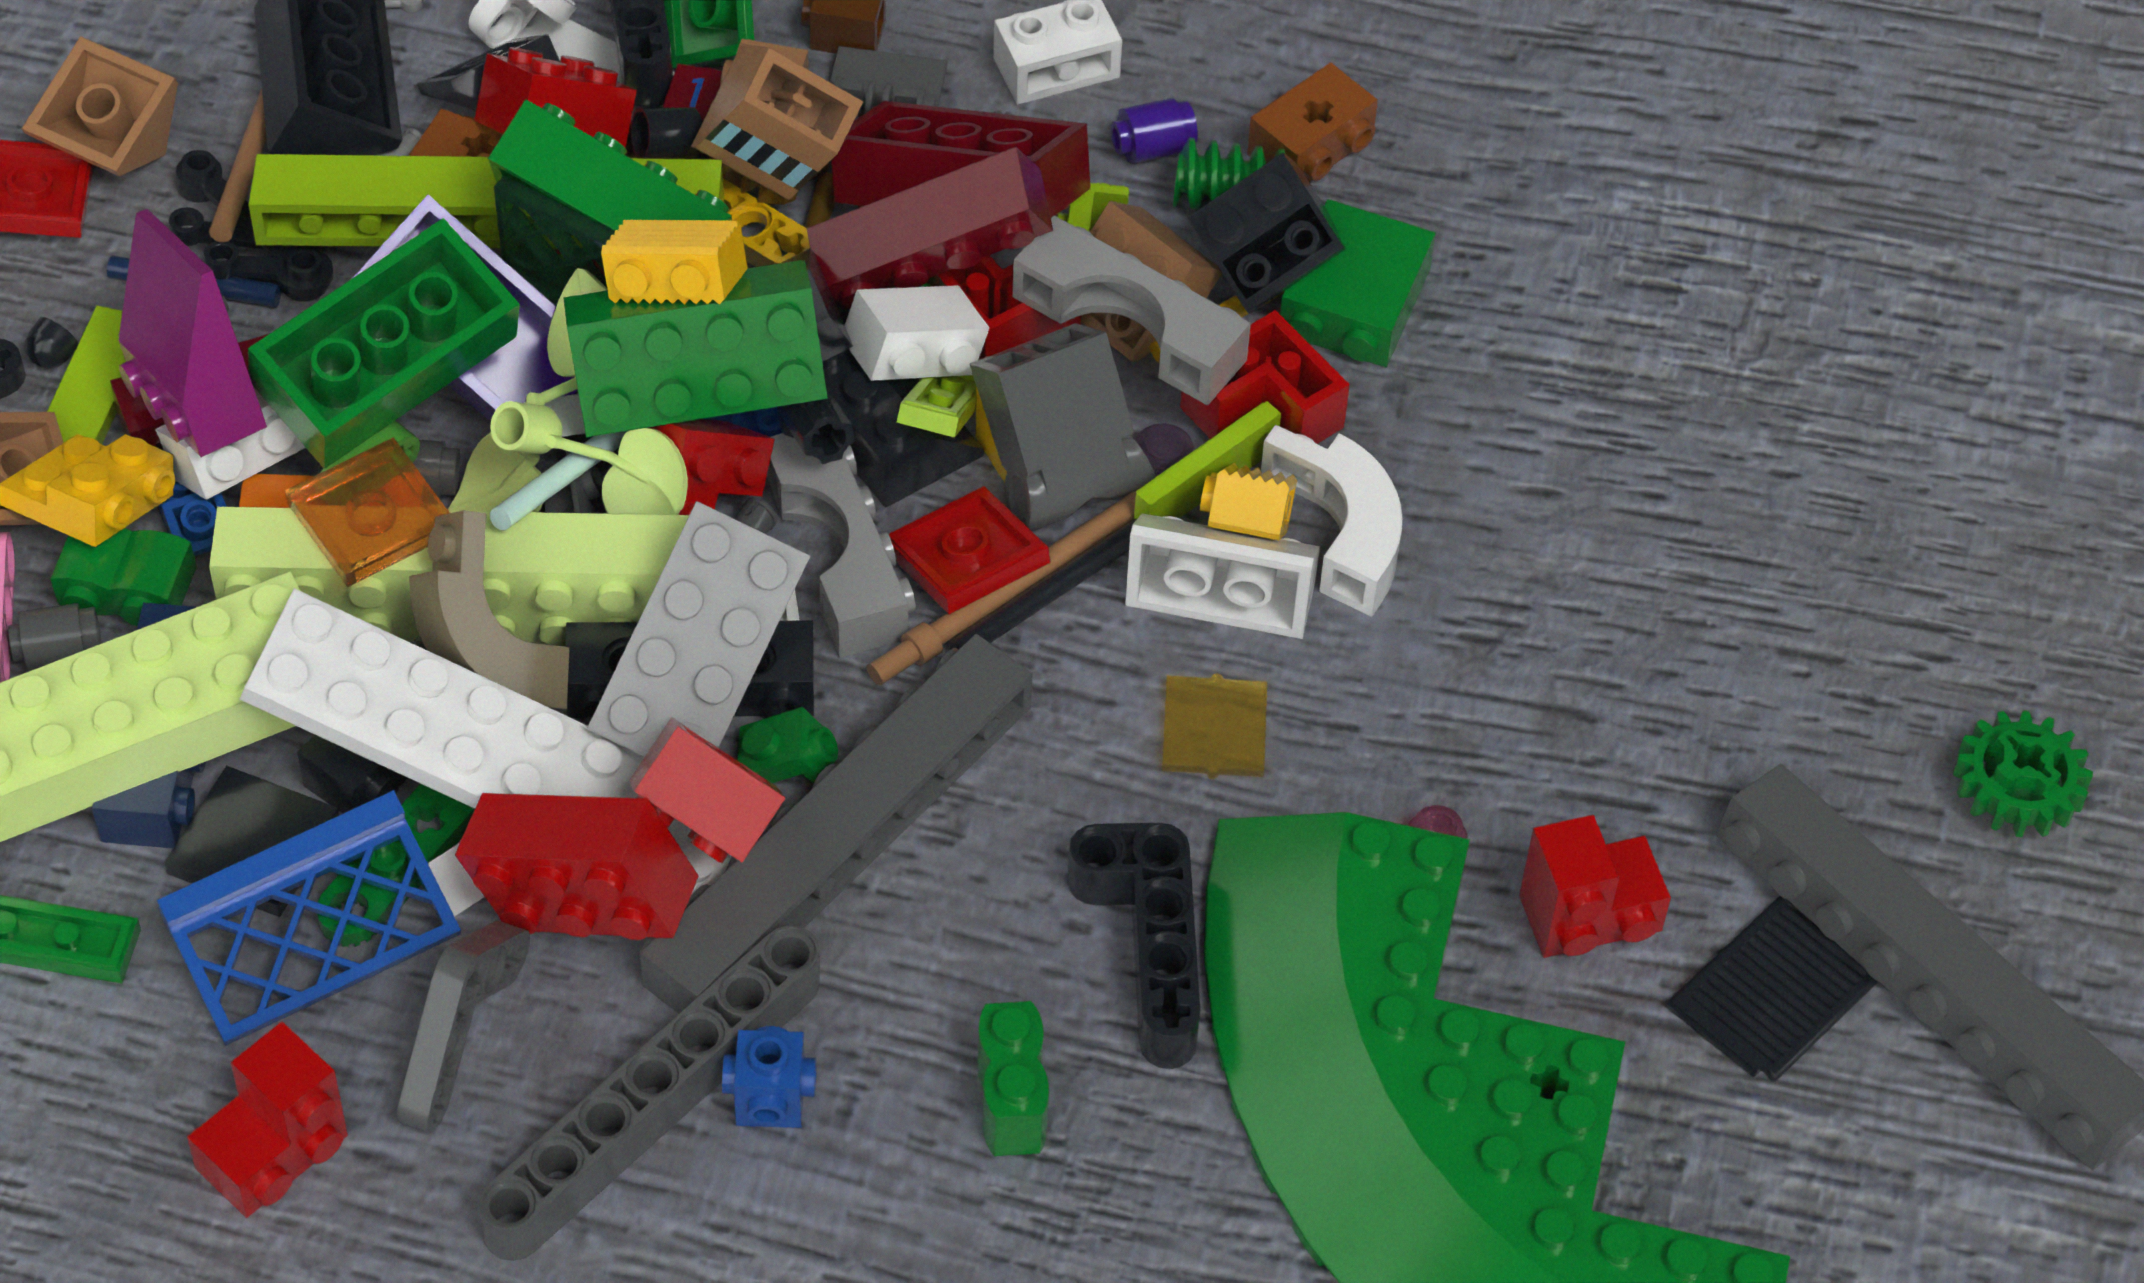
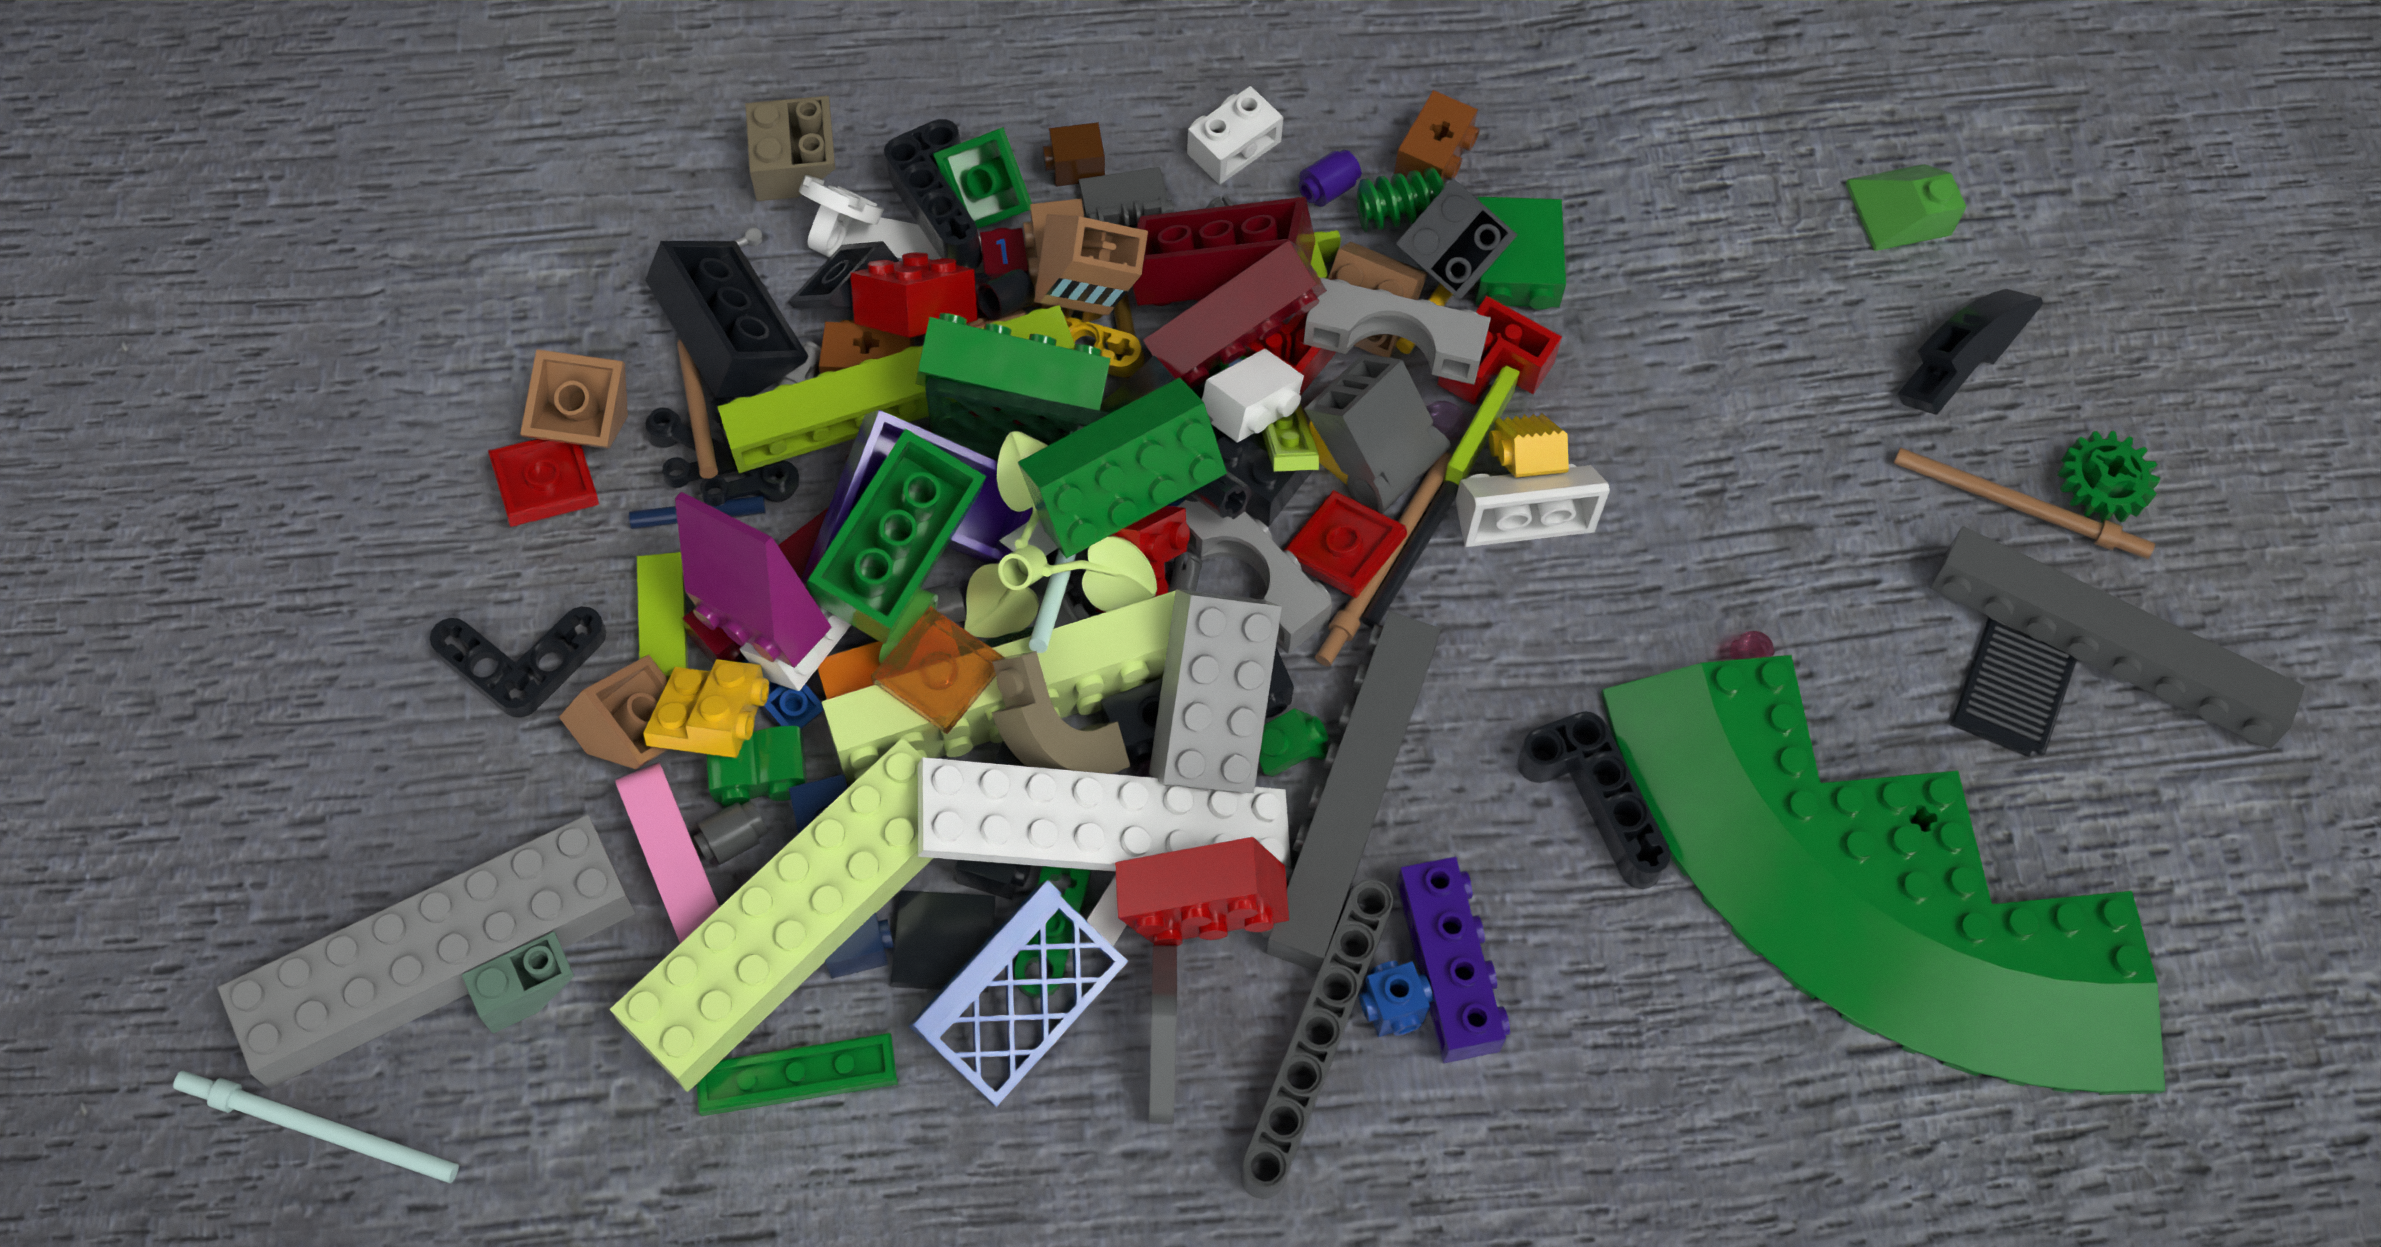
camera: 20 degrees left, 10 degrees up
(49, 343) = (615, 598): black hinge -> none
(275, 1127) = (1070, 1156): red brick -> none
(674, 260) = (1095, 412): yellow brick -> none
(706, 791) = (1275, 807): brick -> none
(863, 1060) = (1451, 957): none -> dark purple brick
(1012, 1078) = (1567, 948): green brick -> none
(1214, 726) = (1567, 619): clear yellow piece -> none
(1360, 500) = (1597, 421): white arch -> none
(1589, 890) = (1877, 662): red brick -> none
(1906, 379) = (1907, 205): none -> bright green slope
(1915, 548) = (1962, 342): none -> black slope
(1988, 842) = (2105, 534): none -> medium nougat bar

